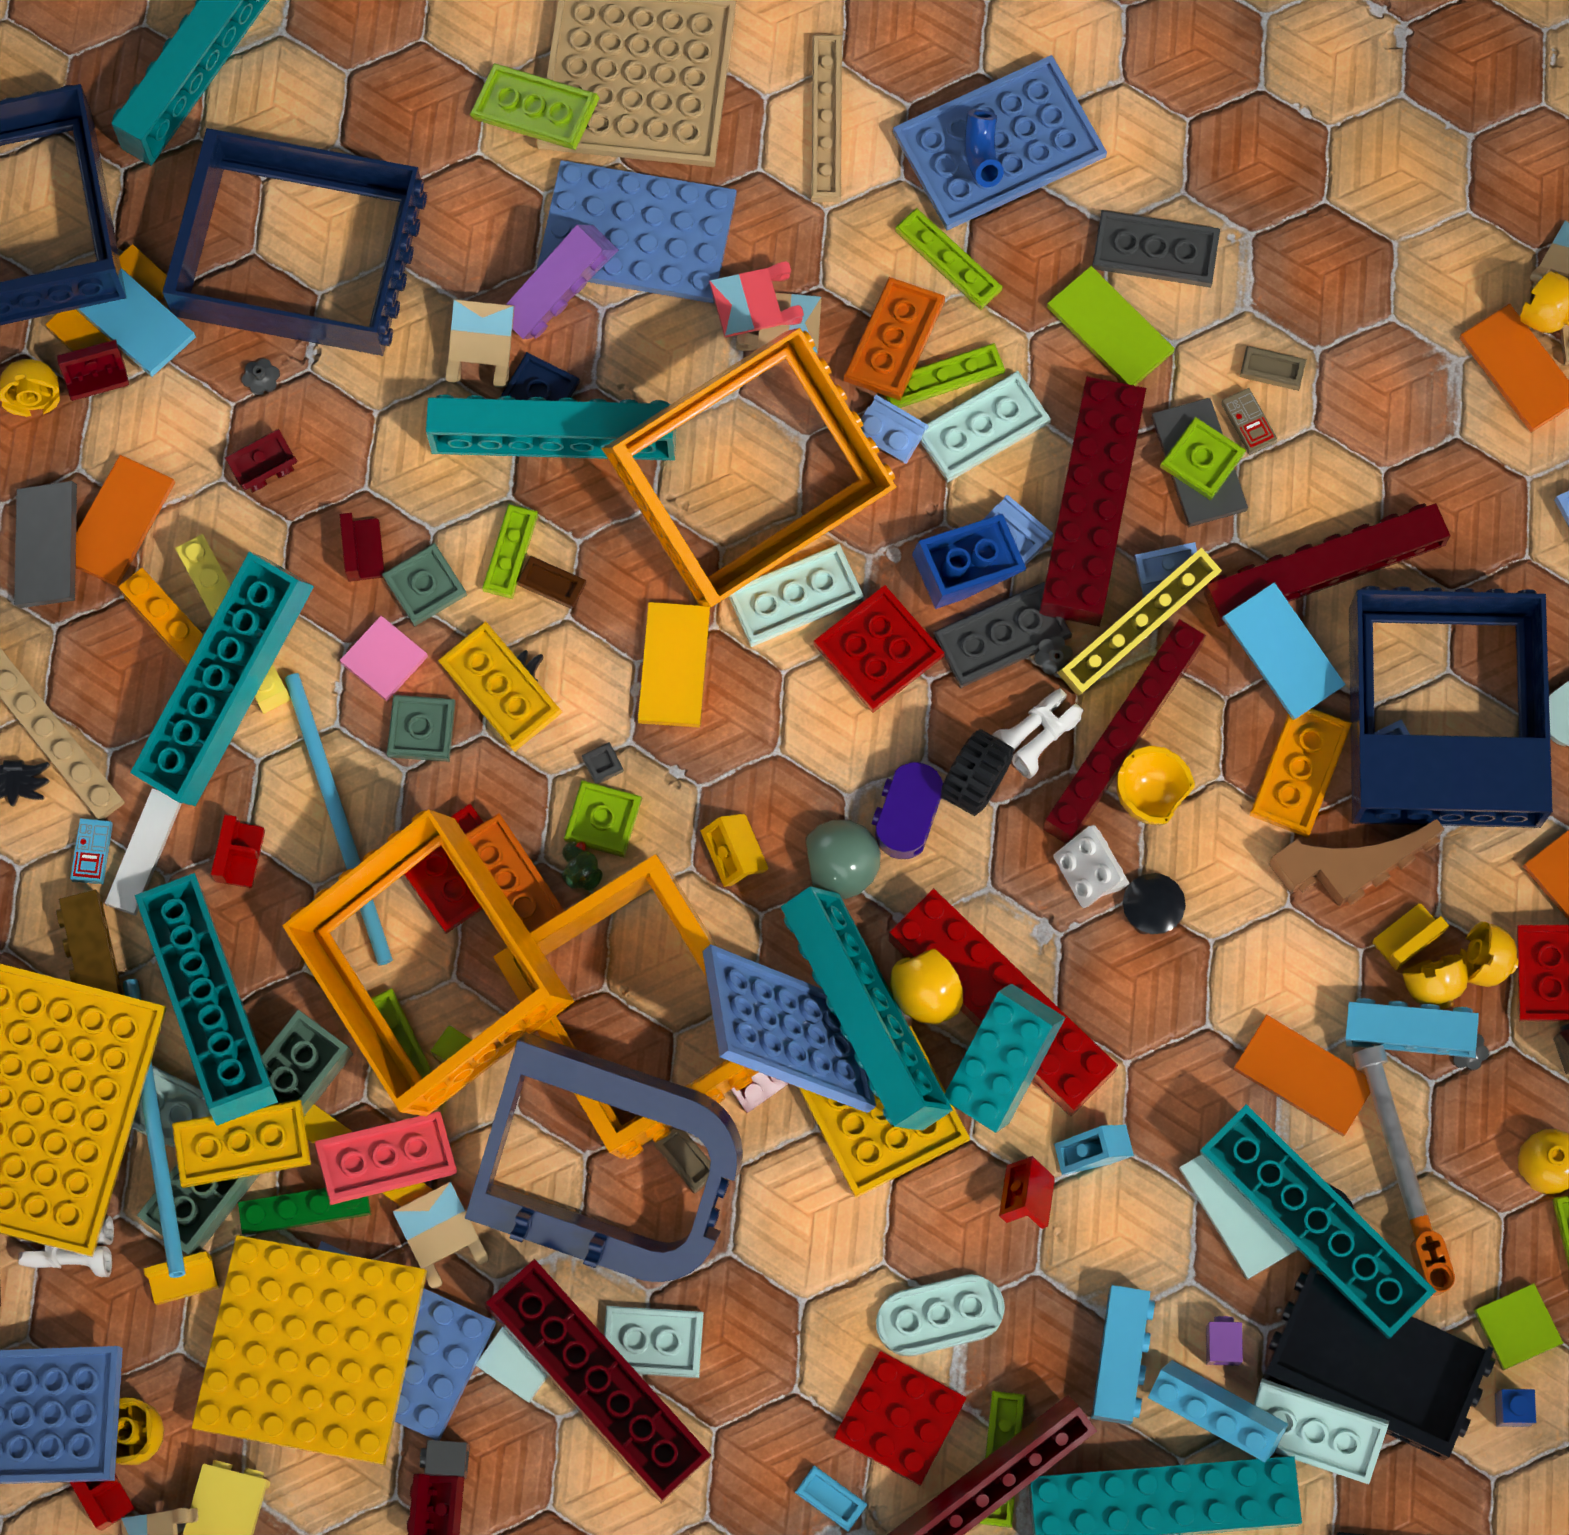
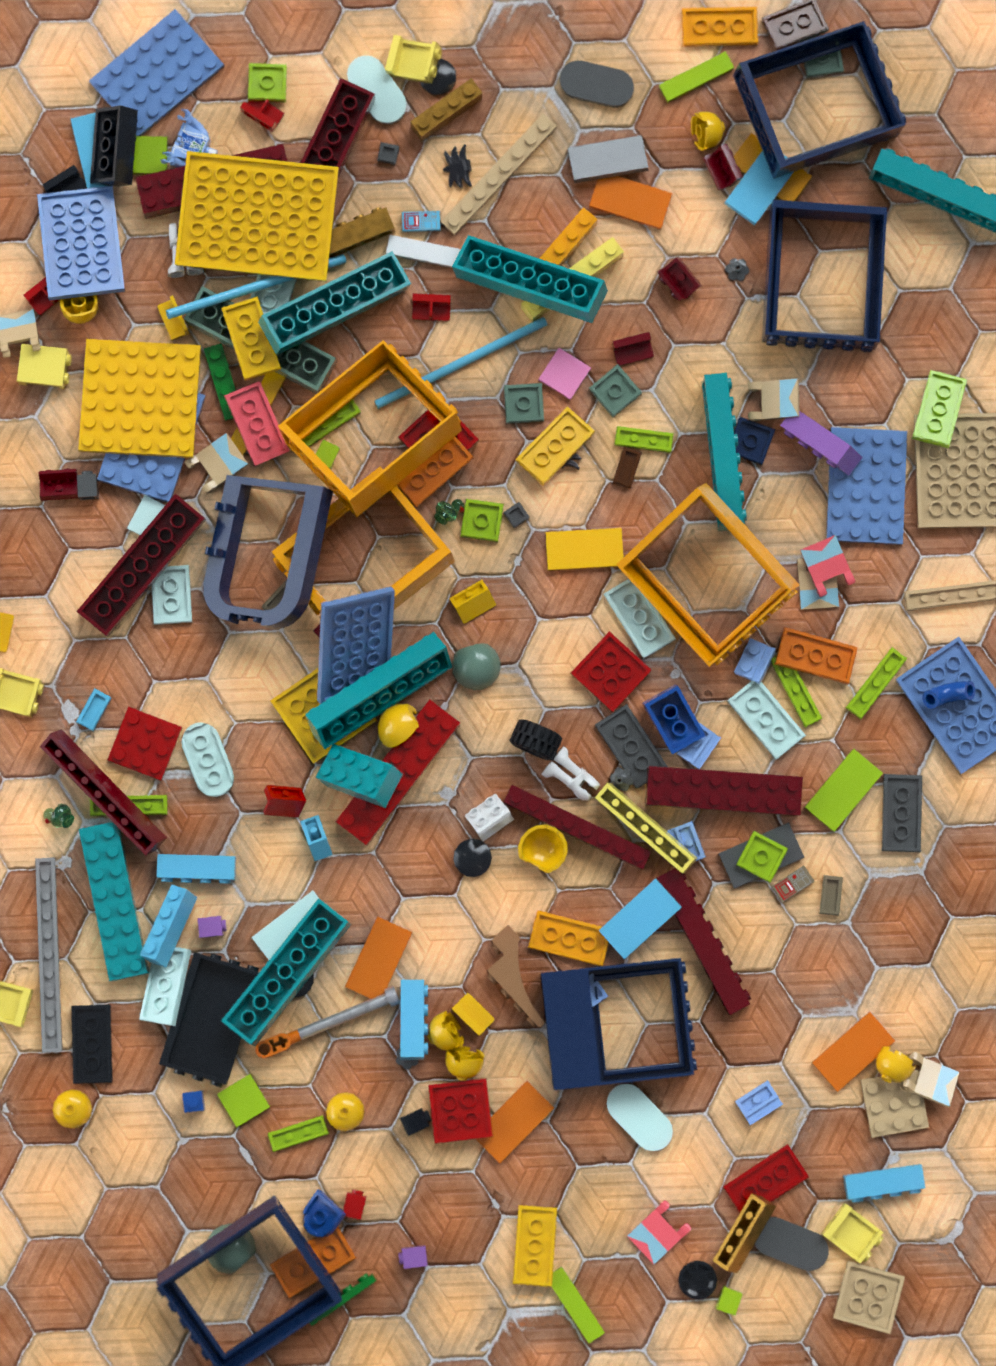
camera: 75 degrees right, 10 degrees up
(908, 810) = (509, 702): dark purple brick -> none

